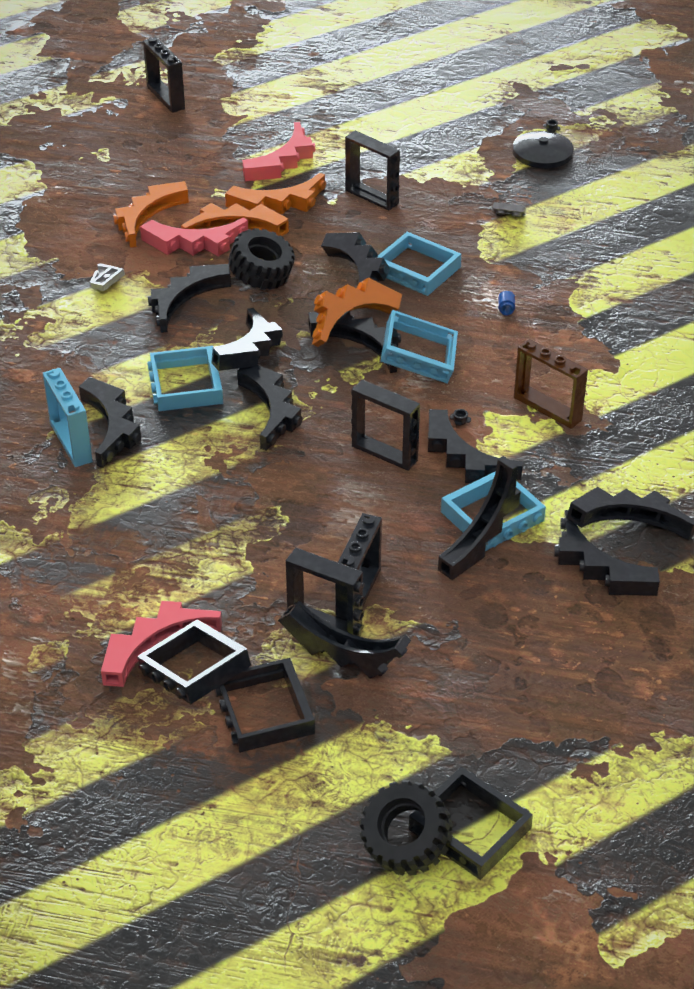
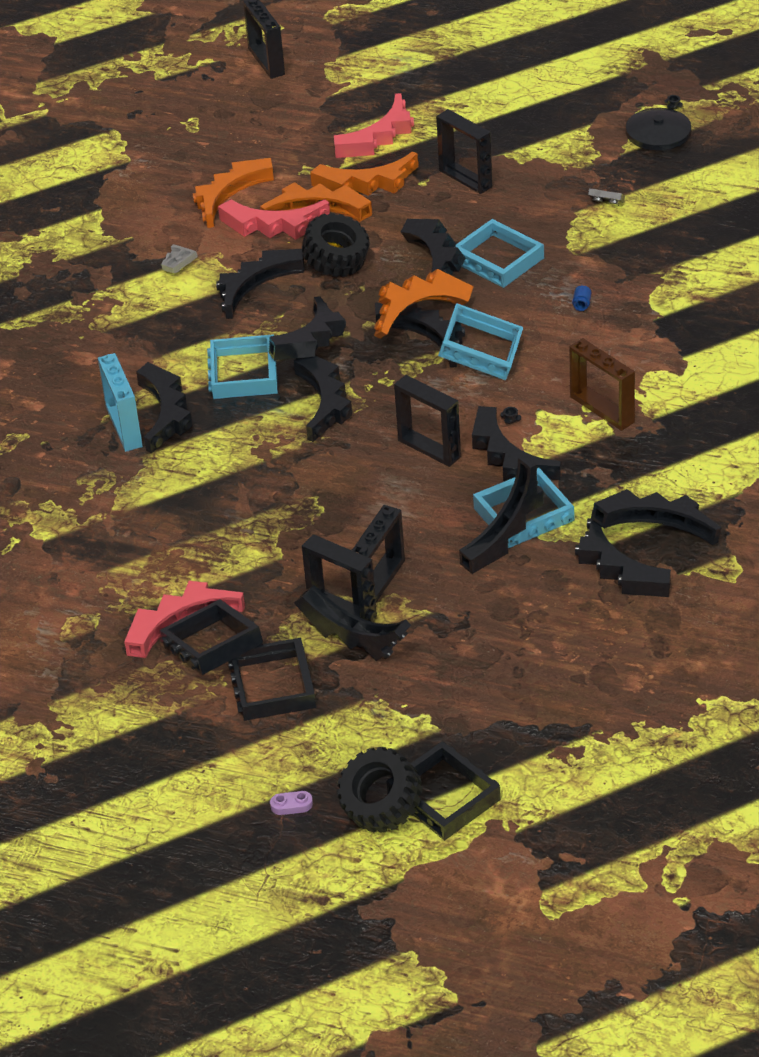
camera: 10 degrees right, 0 degrees up
(307, 845) = (291, 802): none -> lavender plate

